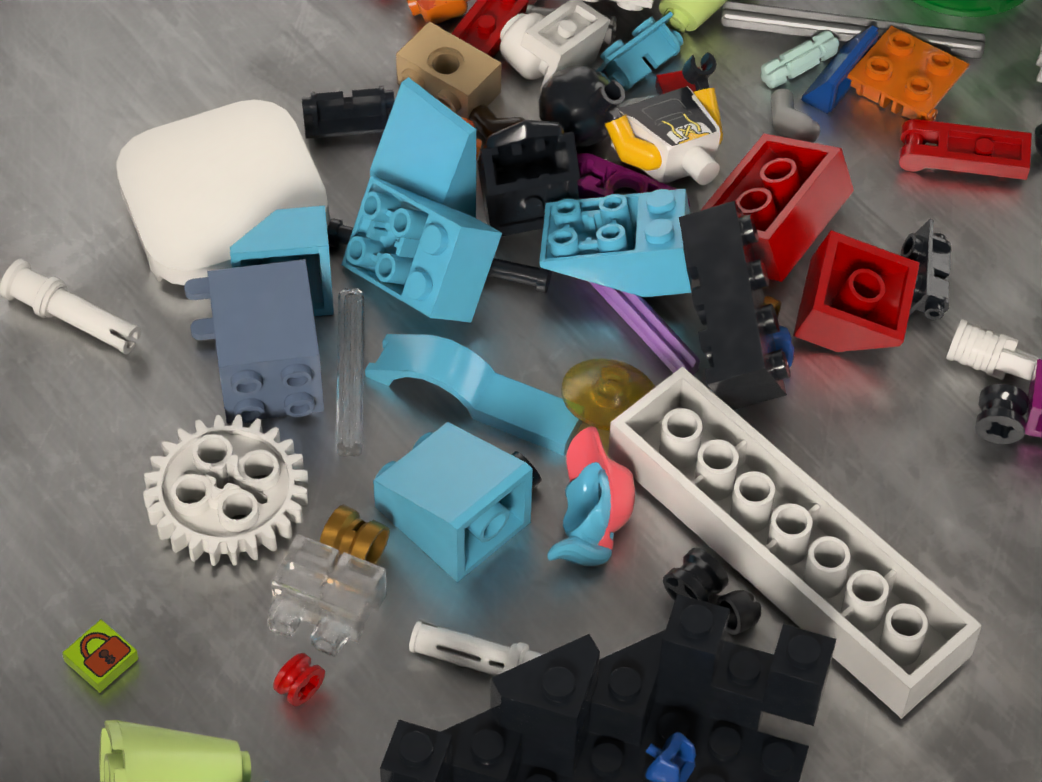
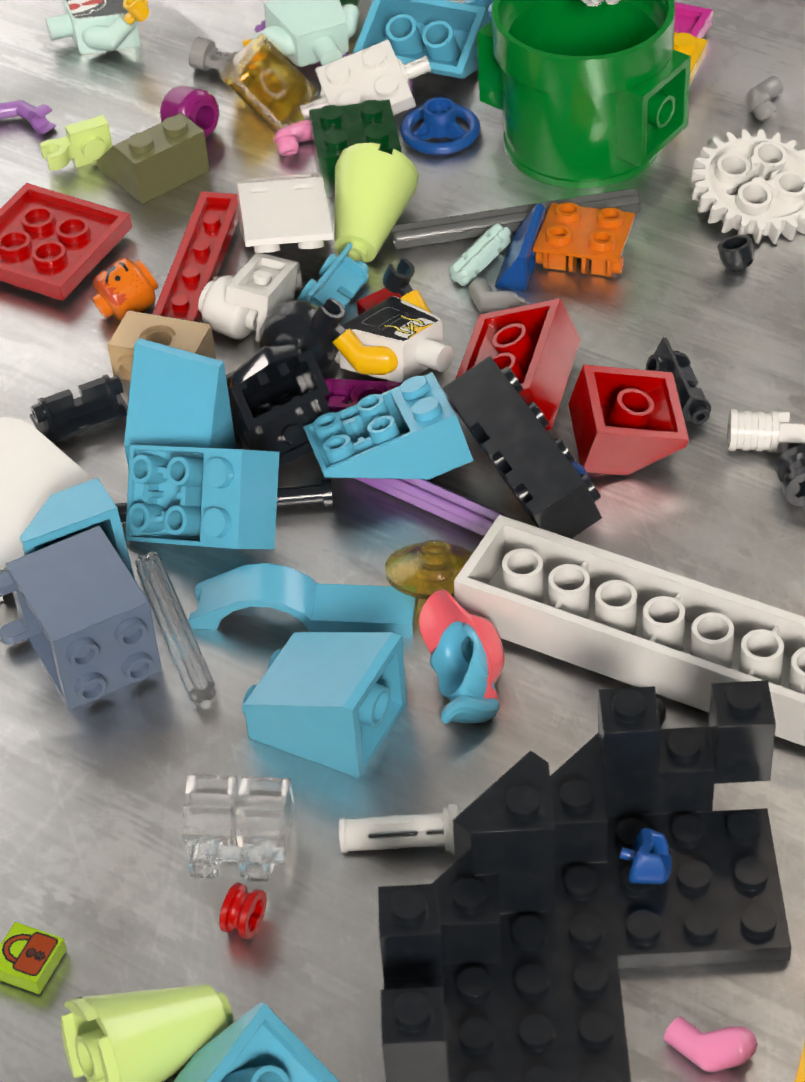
camera: 15 degrees left, 10 degrees down
(226, 490) = (95, 764): white gear -> none
(355, 536) = (239, 760): pearl gold wheel -> none
(696, 577) = (581, 704): black wheel -> none
(965, 149) = (662, 281): red plate -> none

